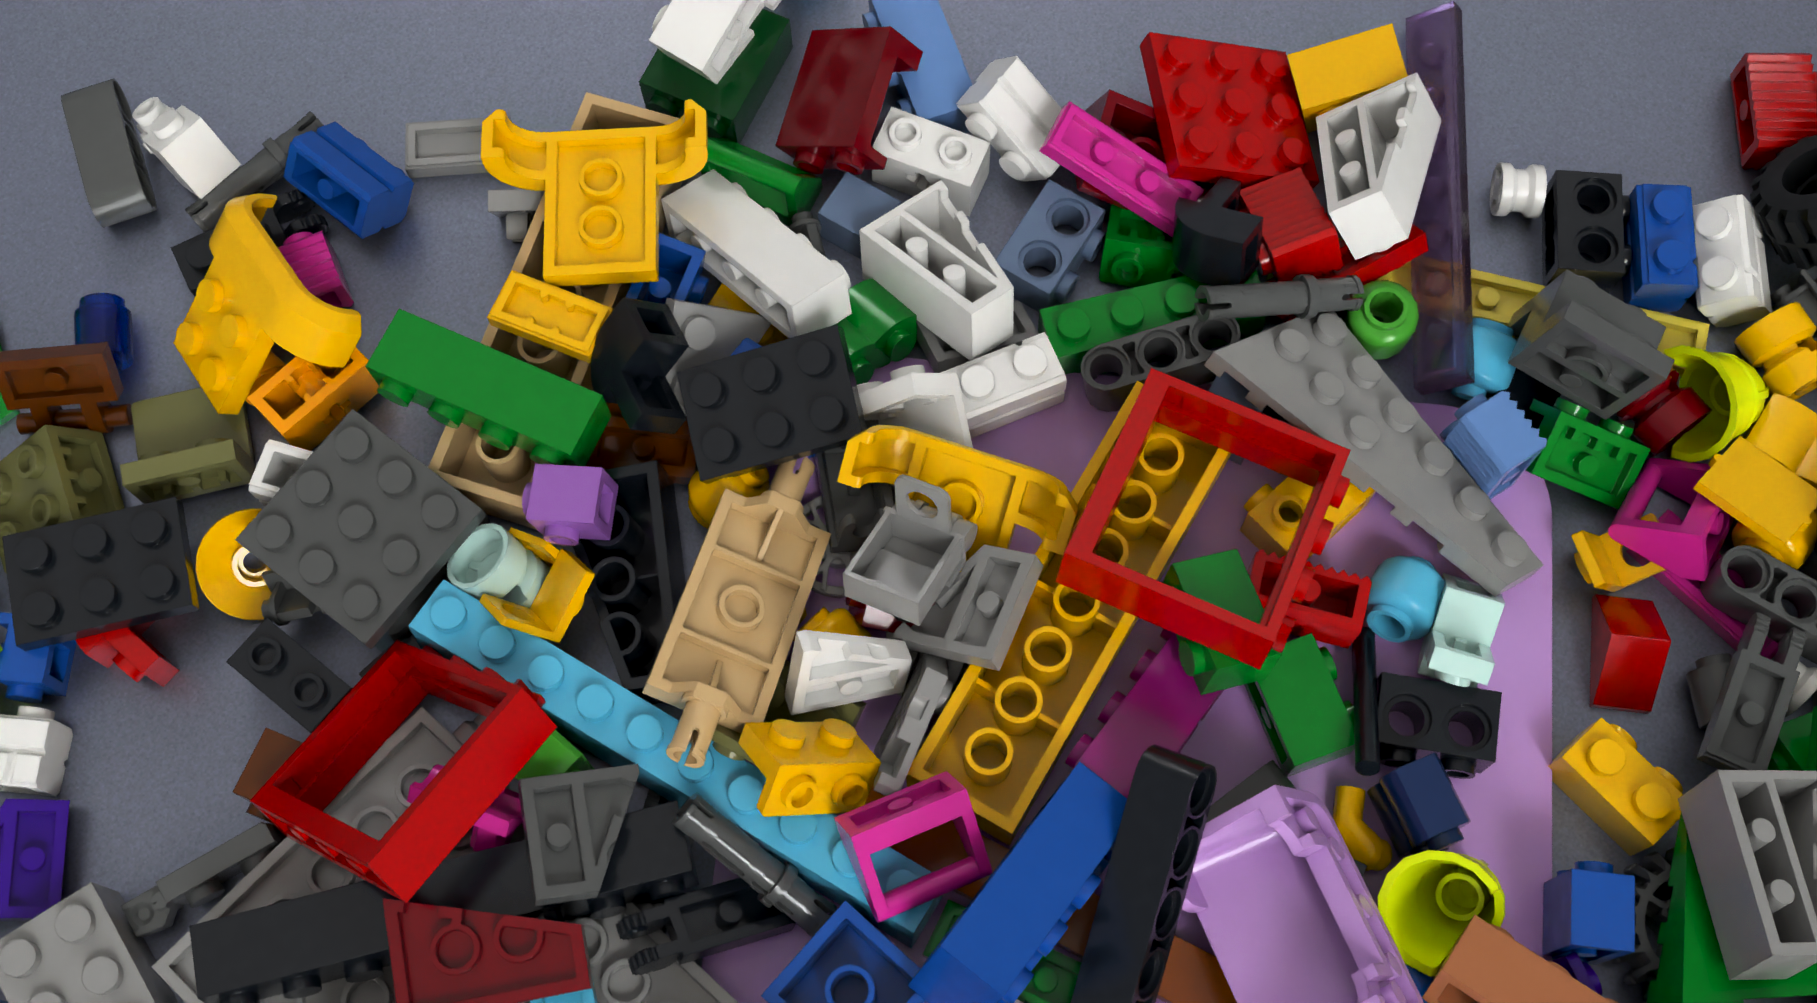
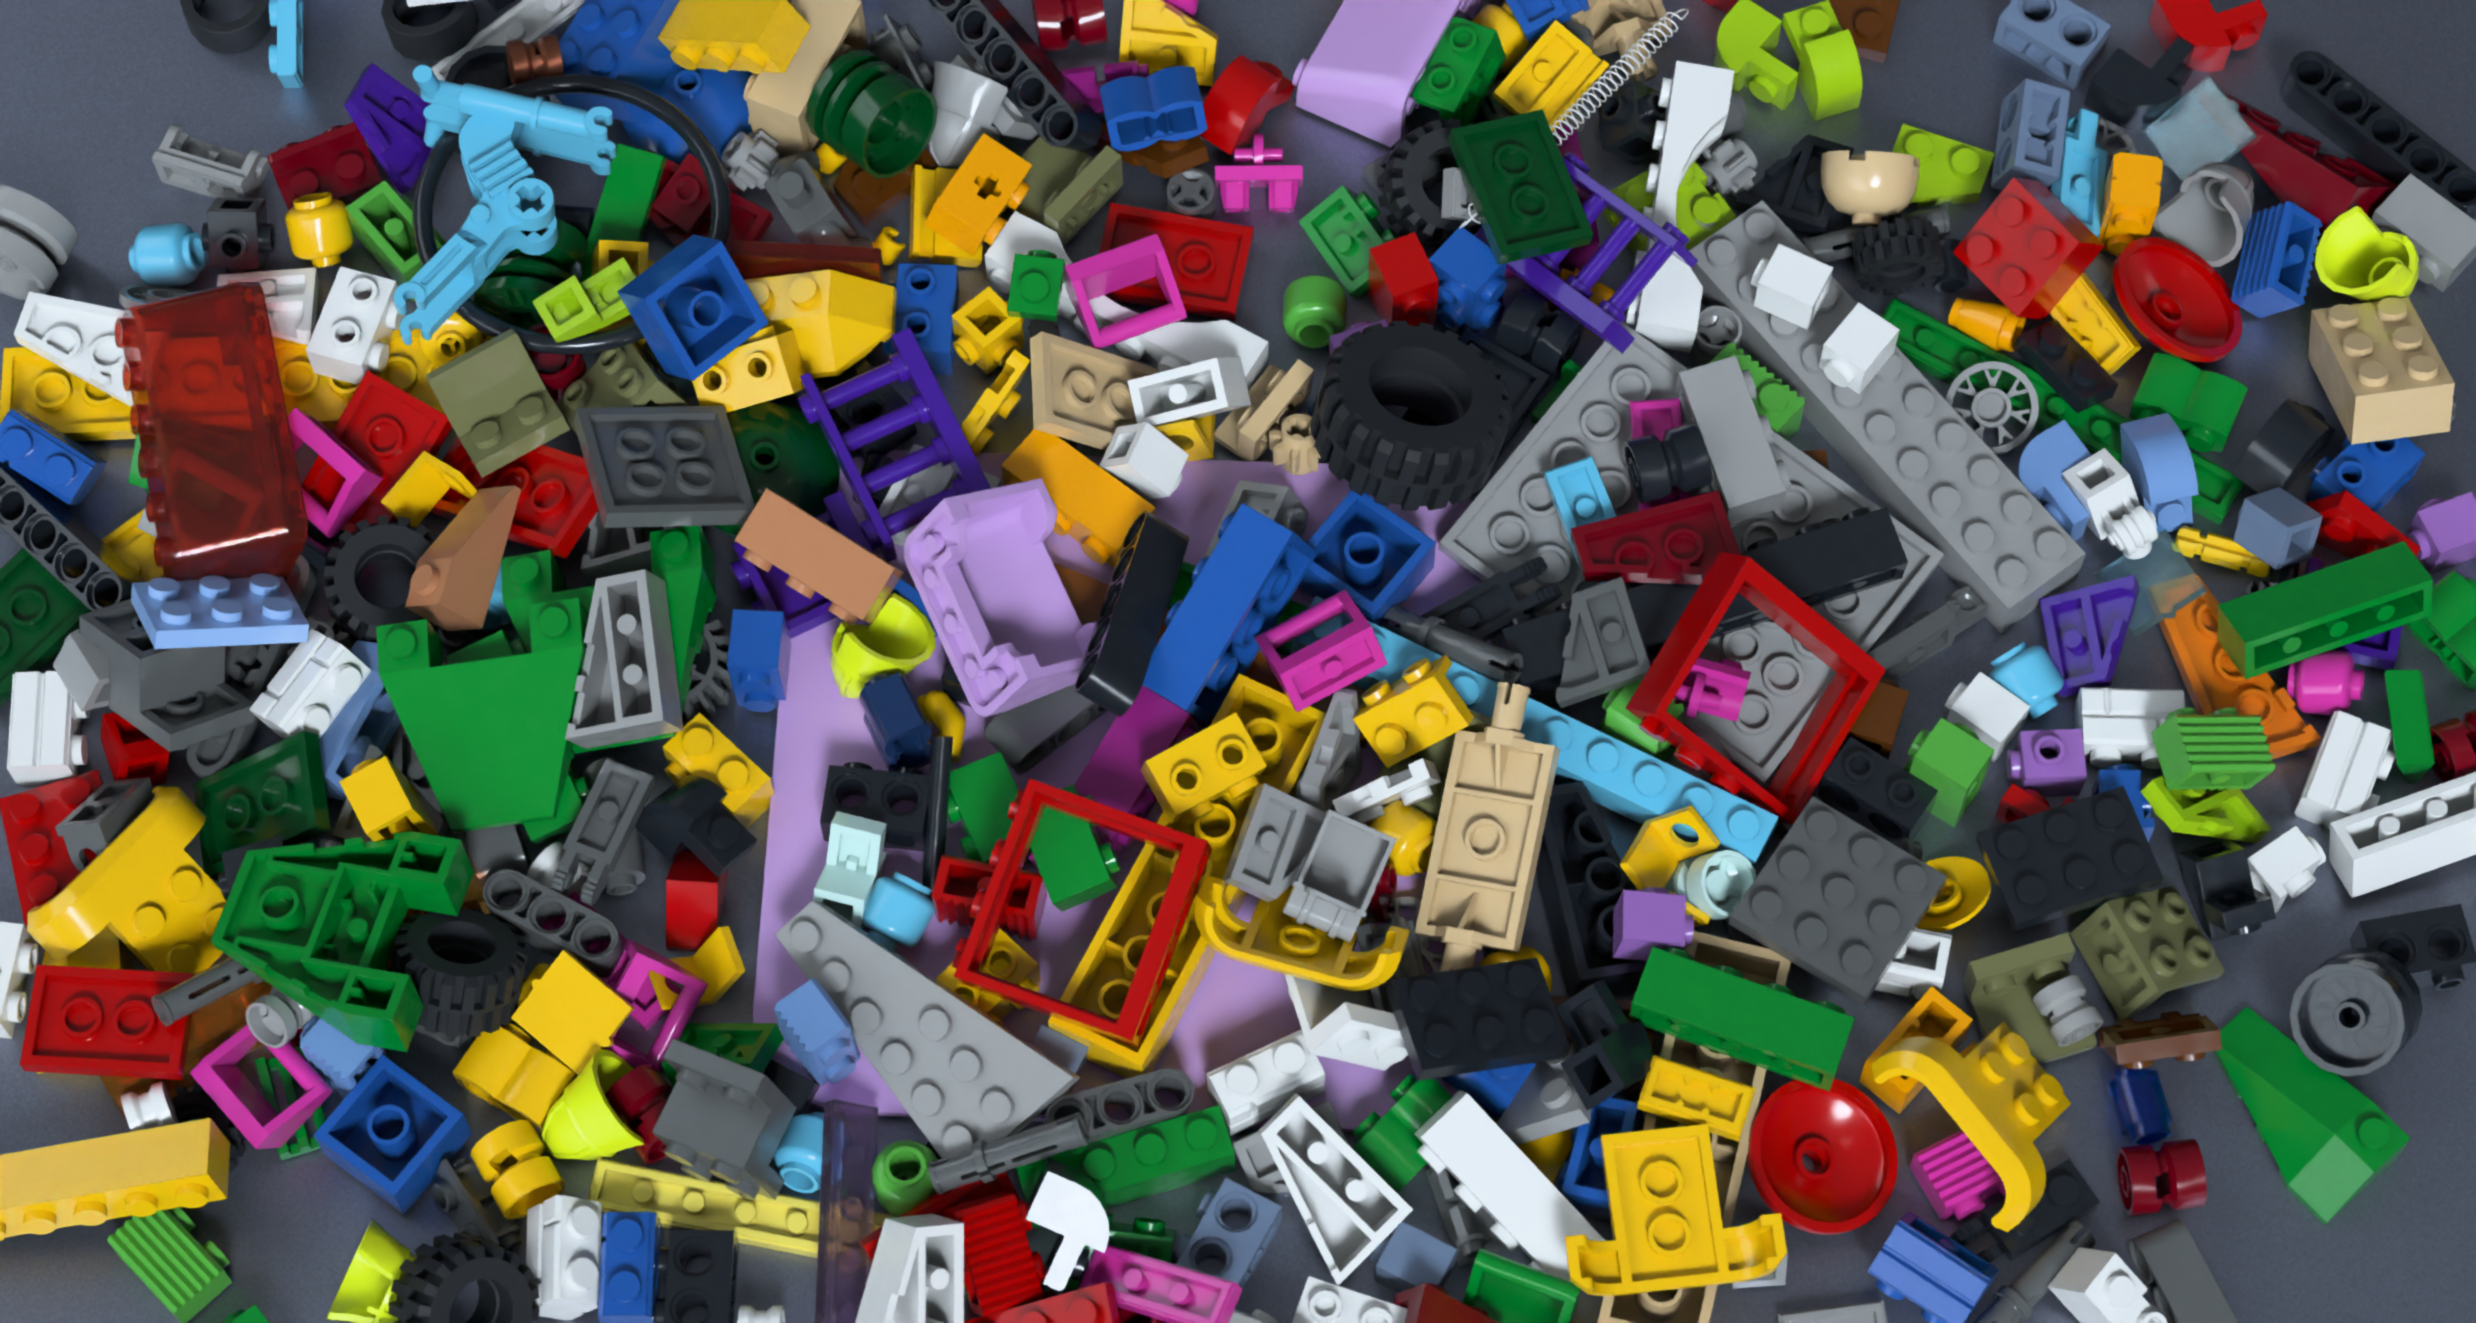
camera: 175 degrees right, 5 degrees down
(90, 260) = (2179, 1173): none -> dark red wheel
(100, 712) = (2048, 762): none -> medium lavender brick
(100, 813) = (2029, 676): none -> medium azure head
(148, 419) = (2070, 1014): none -> light grey wheel
(156, 773) = (1988, 711): none -> white brick
(208, 692) = (1952, 763): none -> bright green brick
(439, 271) = (1849, 1152): none -> red dish
(1061, 690) = (1204, 769): none -> yellow brick
(1639, 708) = (694, 818): none -> black brick

